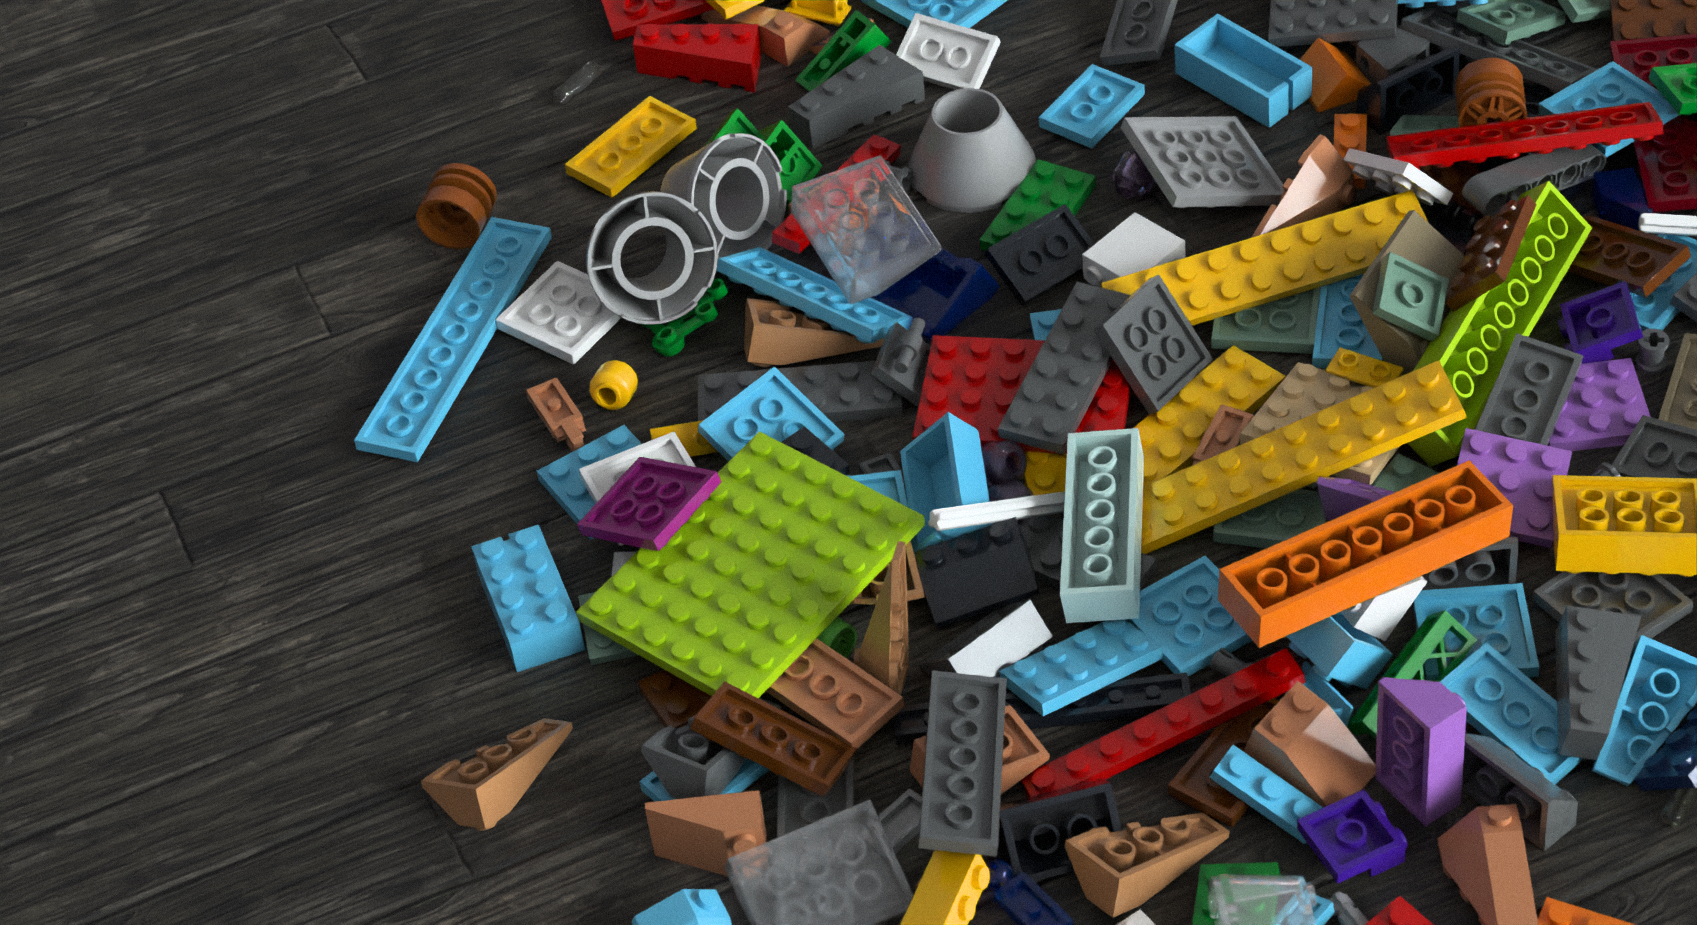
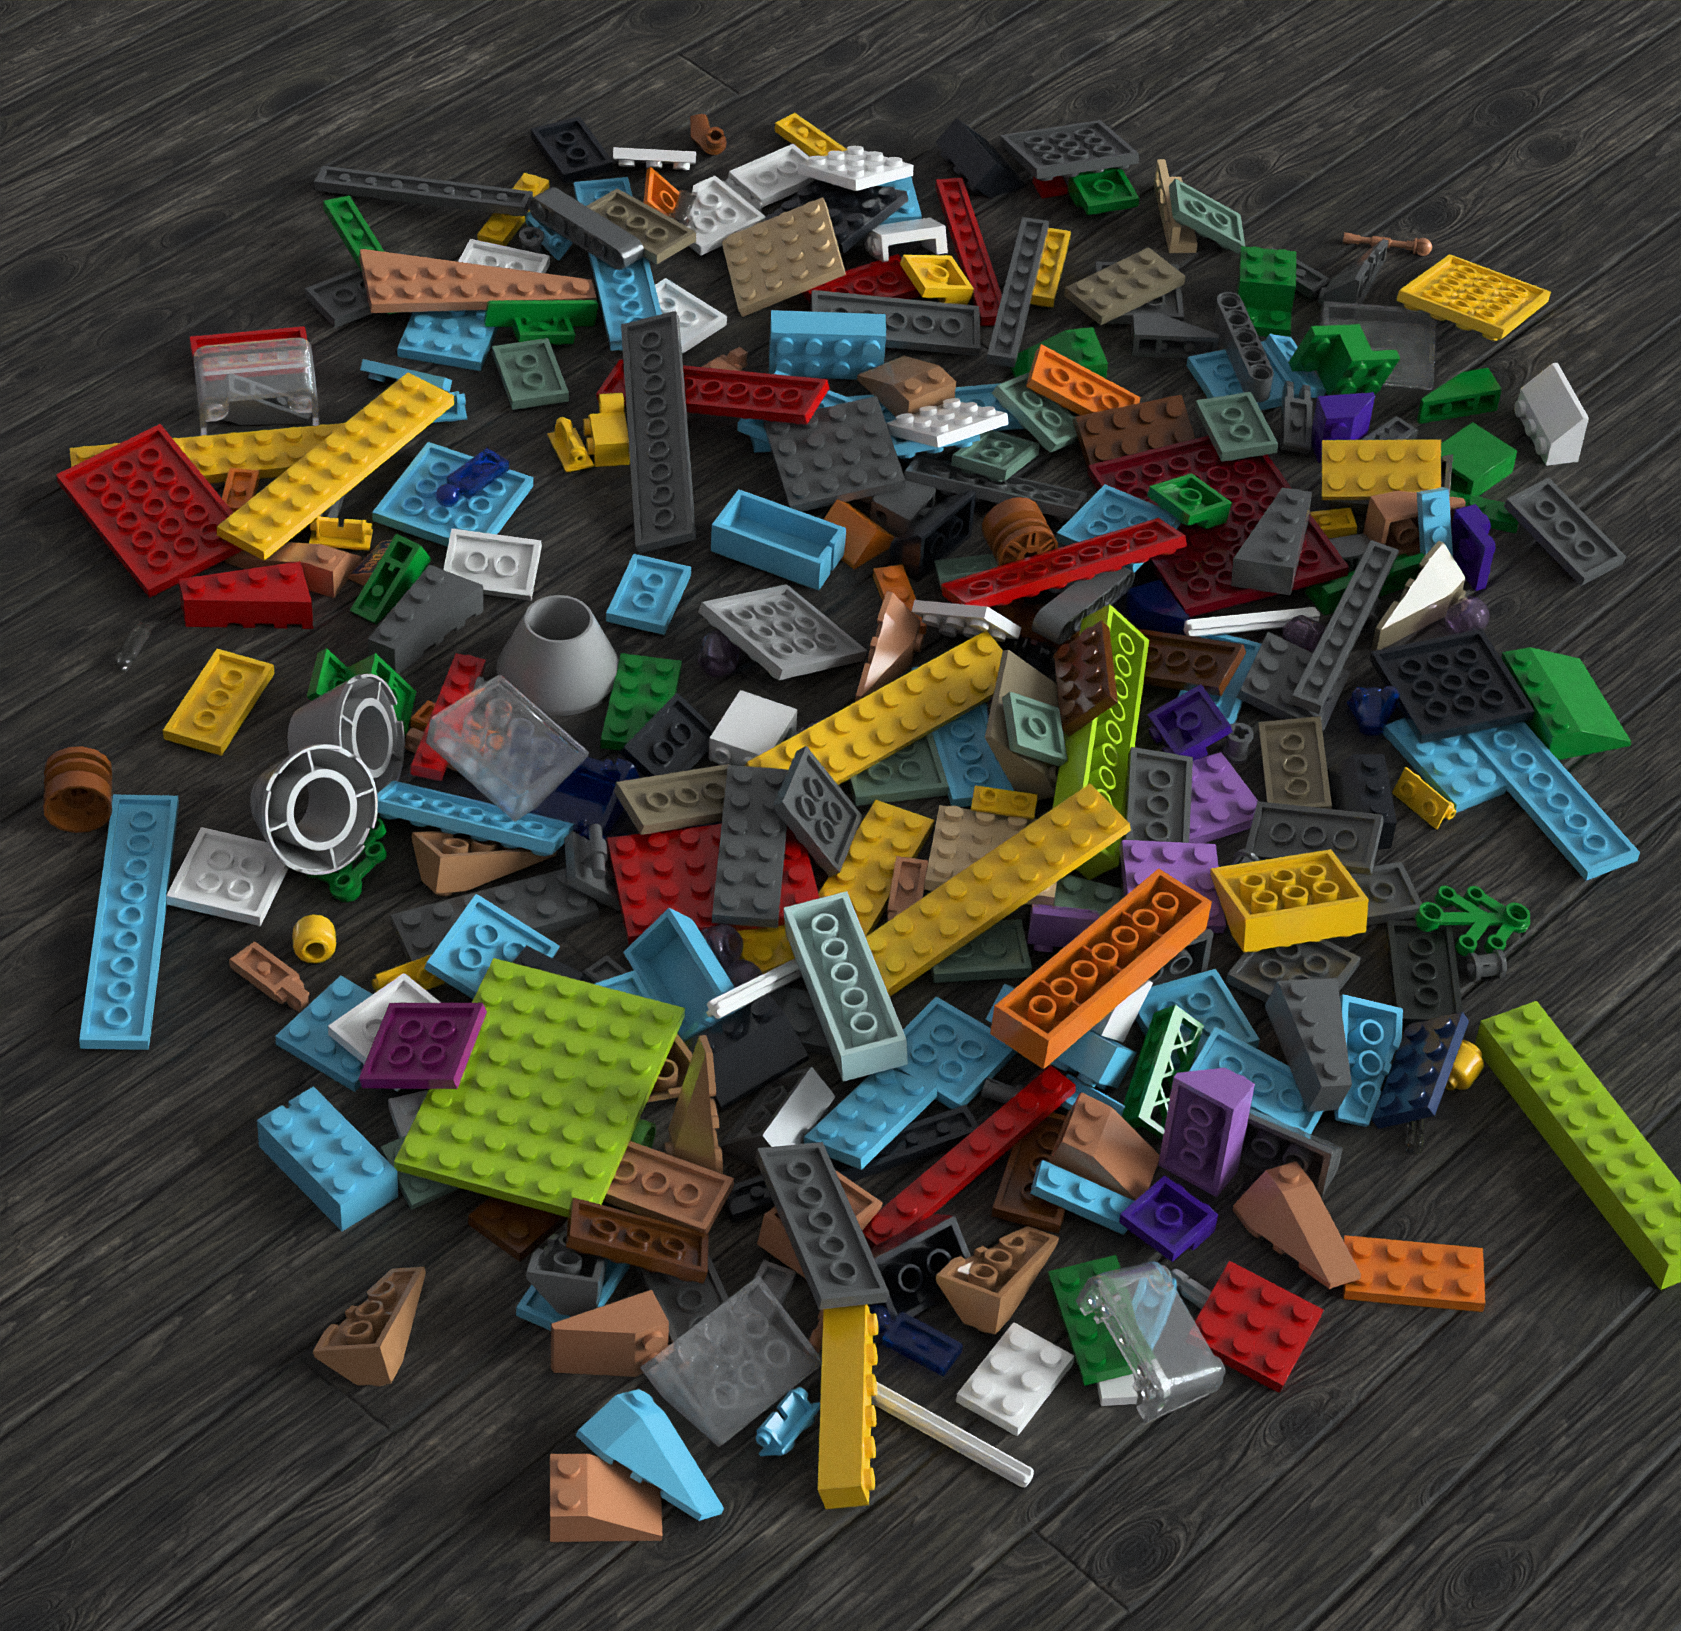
camera: 30 degrees left, 0 degrees up
(1009, 307) = (674, 799): none -> dark tan plate

